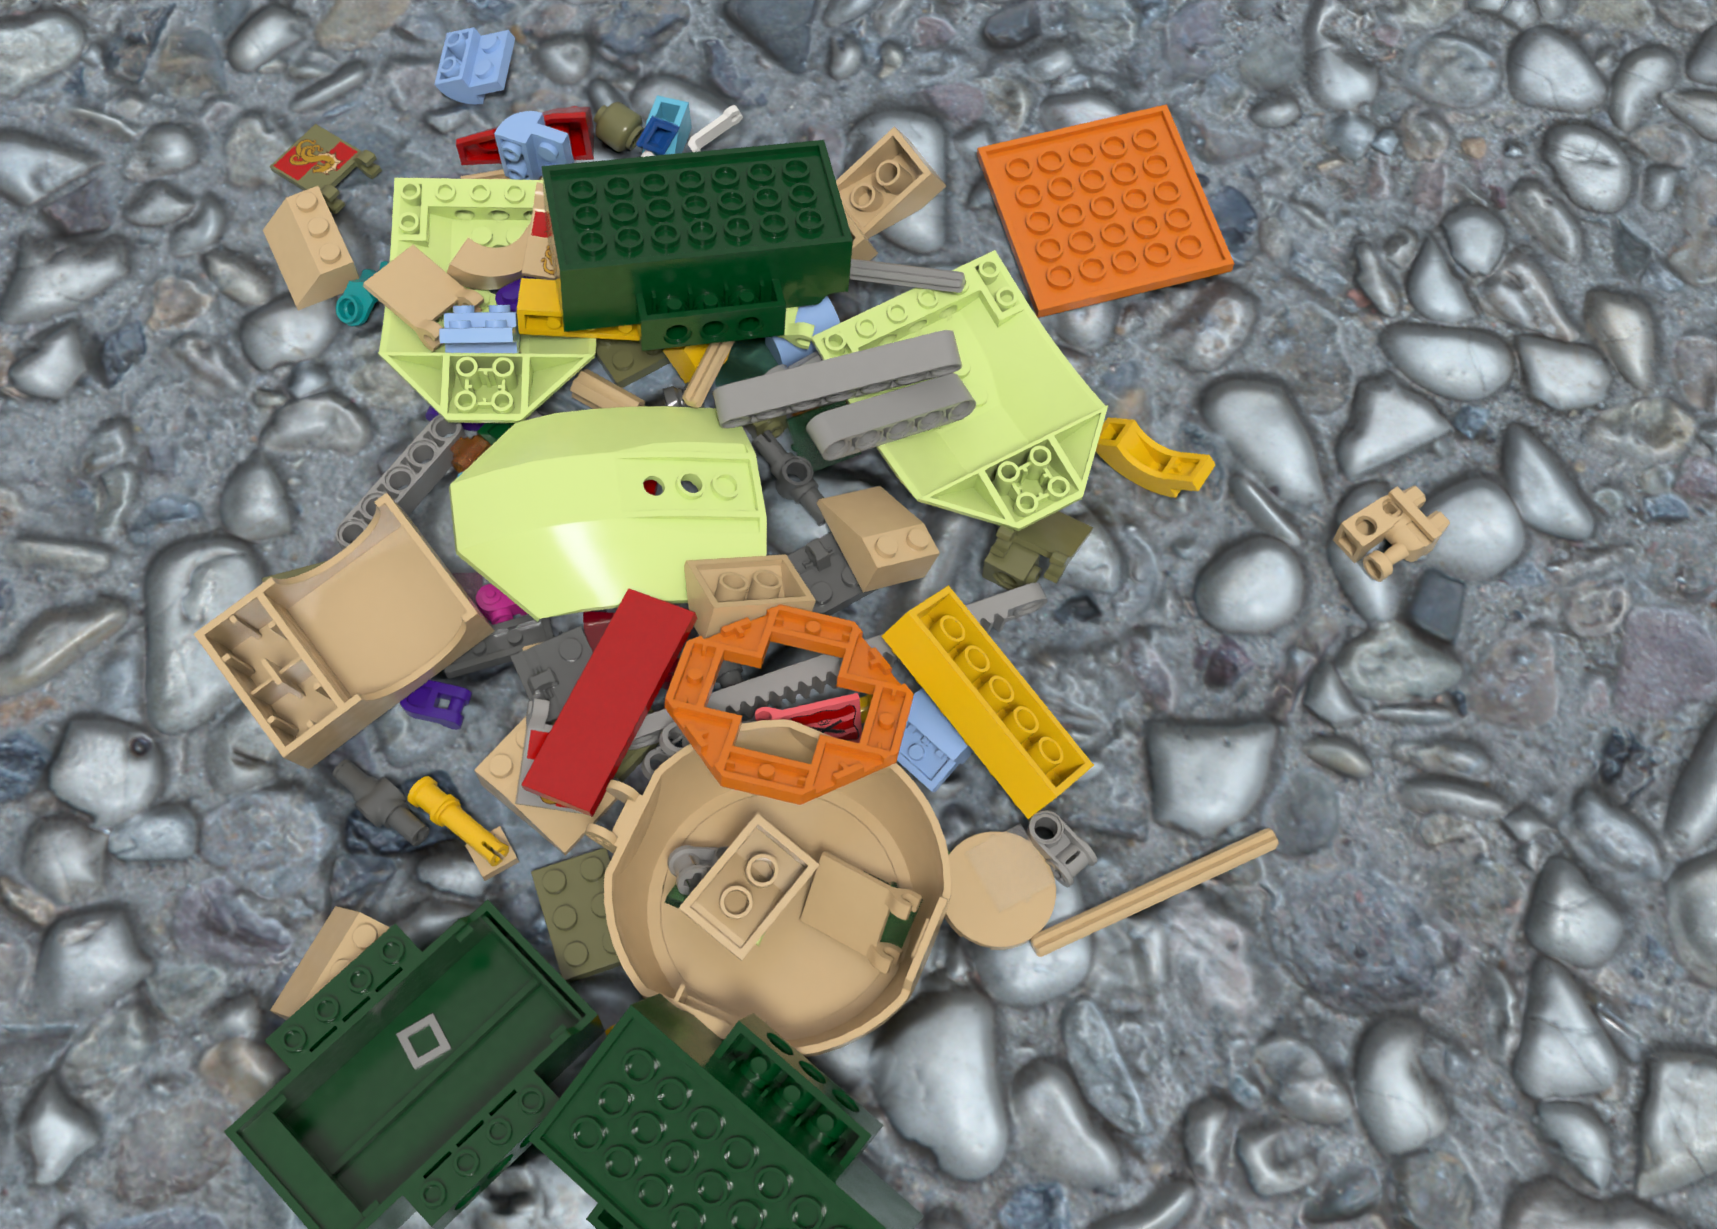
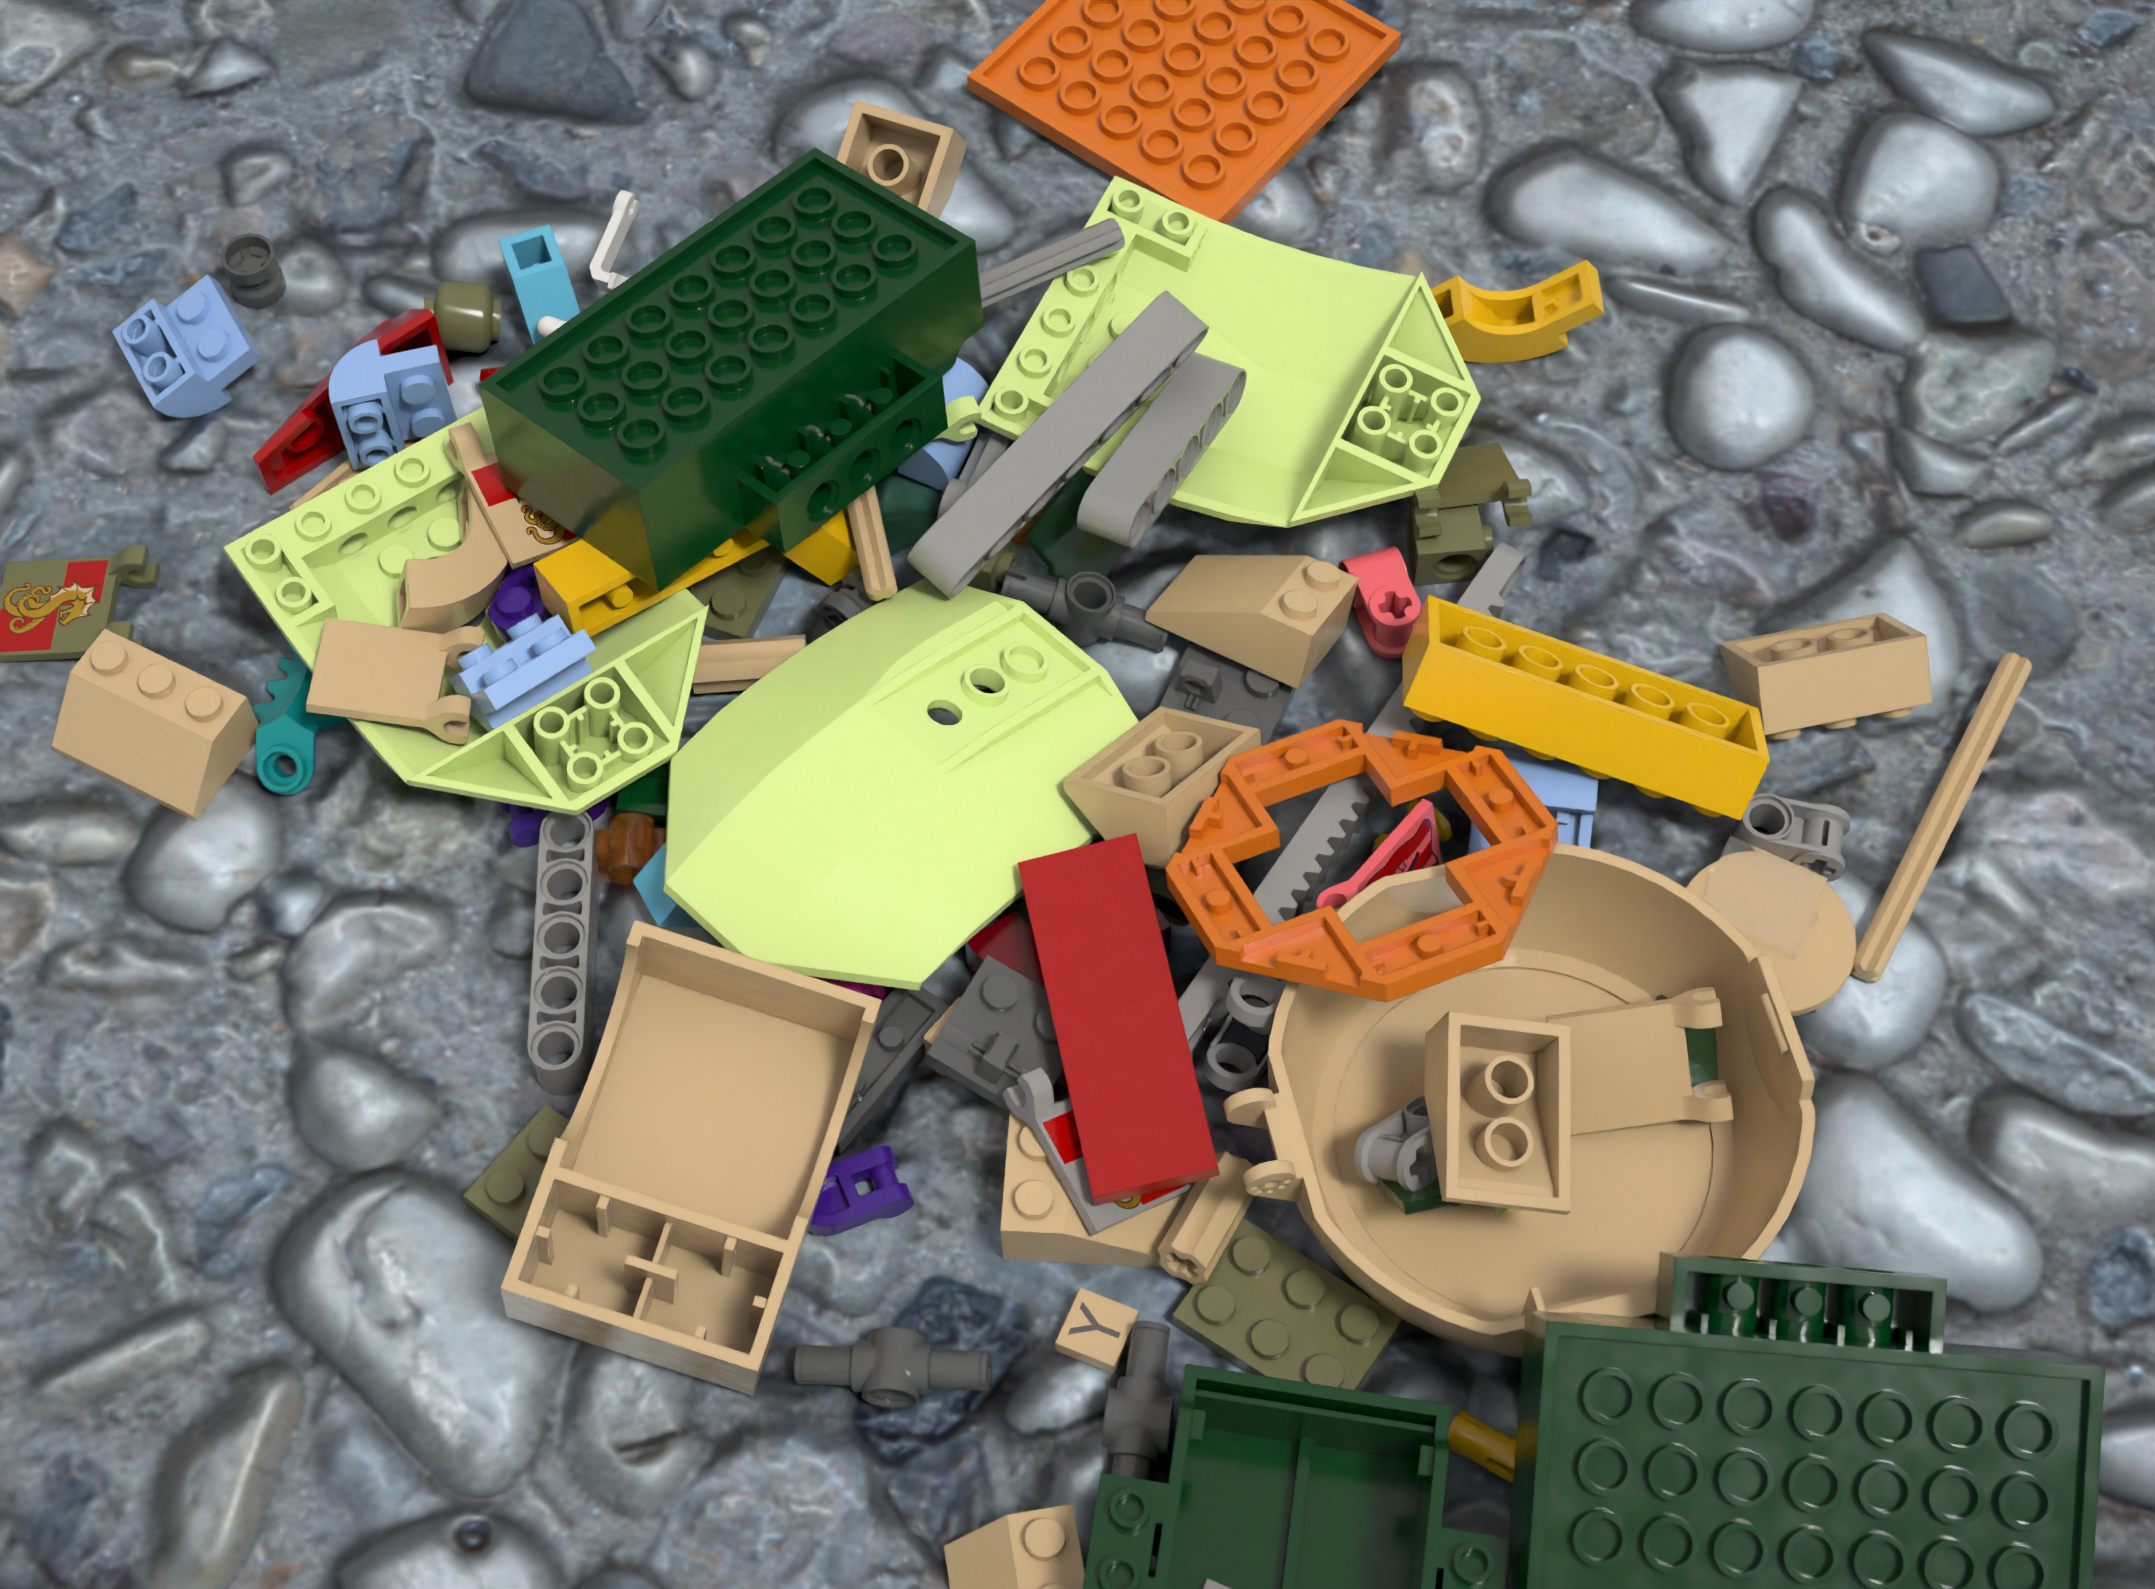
camera: 35 degrees left, 5 degrees down
(447, 811) = (998, 1315): yellow pin -> none
(469, 899) = (1139, 1409): none -> dark grey pin
(540, 41) = (253, 271): none -> dark grey wheel
(570, 841) = (1206, 1222): none -> tan axle
(657, 135) = (543, 287): blue slope -> none
(954, 566) = (1383, 600): none -> coral piece
(1156, 772) = (1830, 673): none -> tan slope
(1399, 522) = (1851, 216): tan hips -> none

